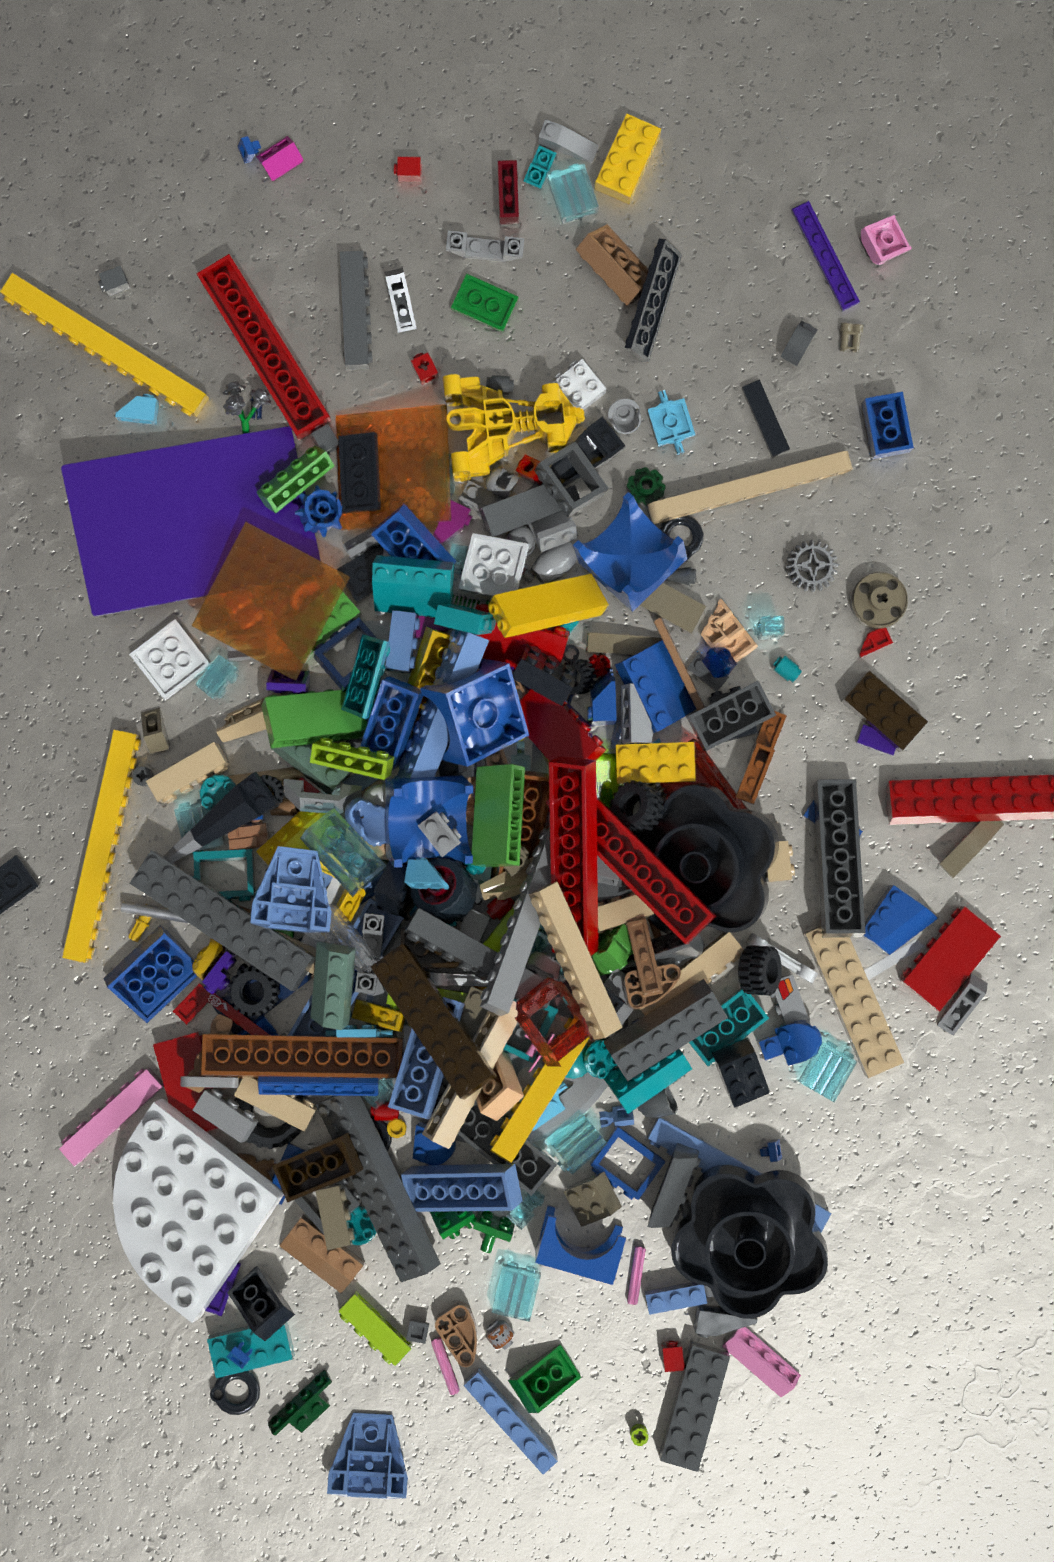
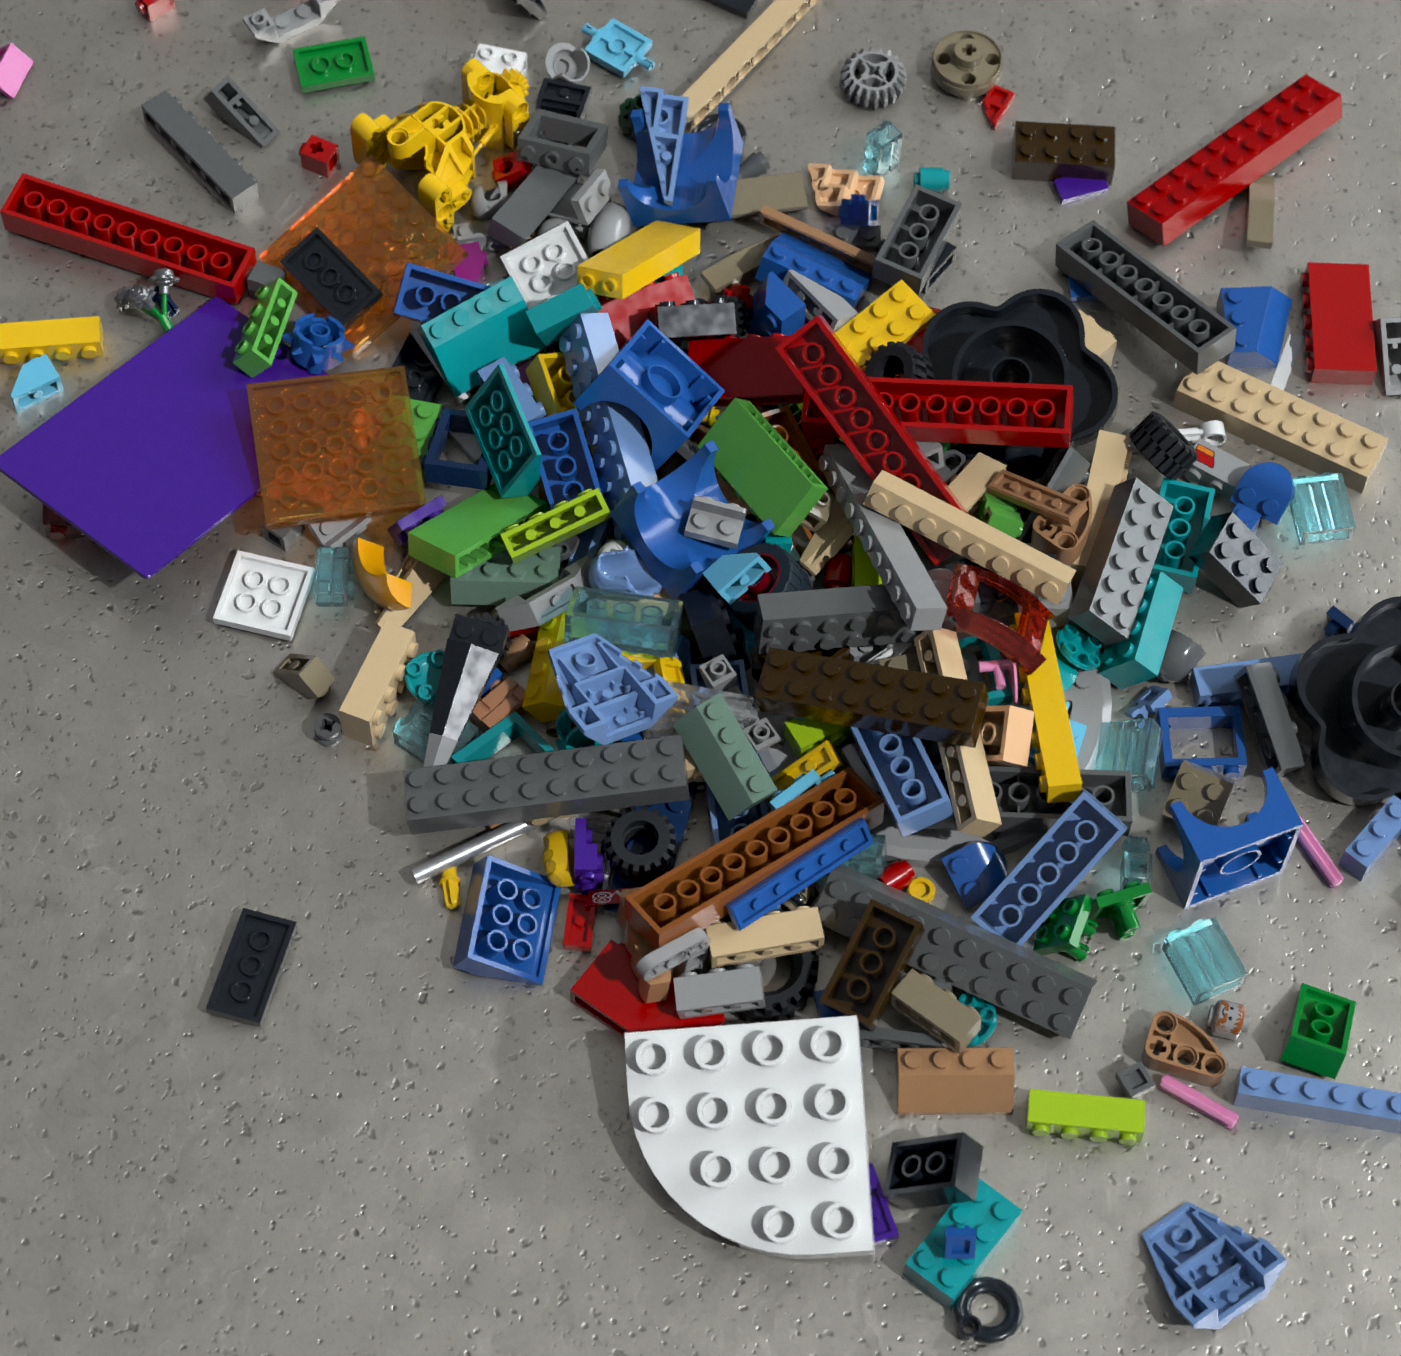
camera: 40 degrees left, 25 degrees down
(101, 846) = (338, 834): yellow brick -> none
(111, 1117) = (584, 1110): bright pink brick -> none
(237, 694) = (372, 575): none -> light orange brick
(303, 1407) = (1081, 1267): dark green bracket -> none
(360, 544) = (389, 345): light grey bracket -> none
(642, 517) = (666, 127): none -> medium blue wedge
(760, 758) = (979, 264): dark orange bracket -> none

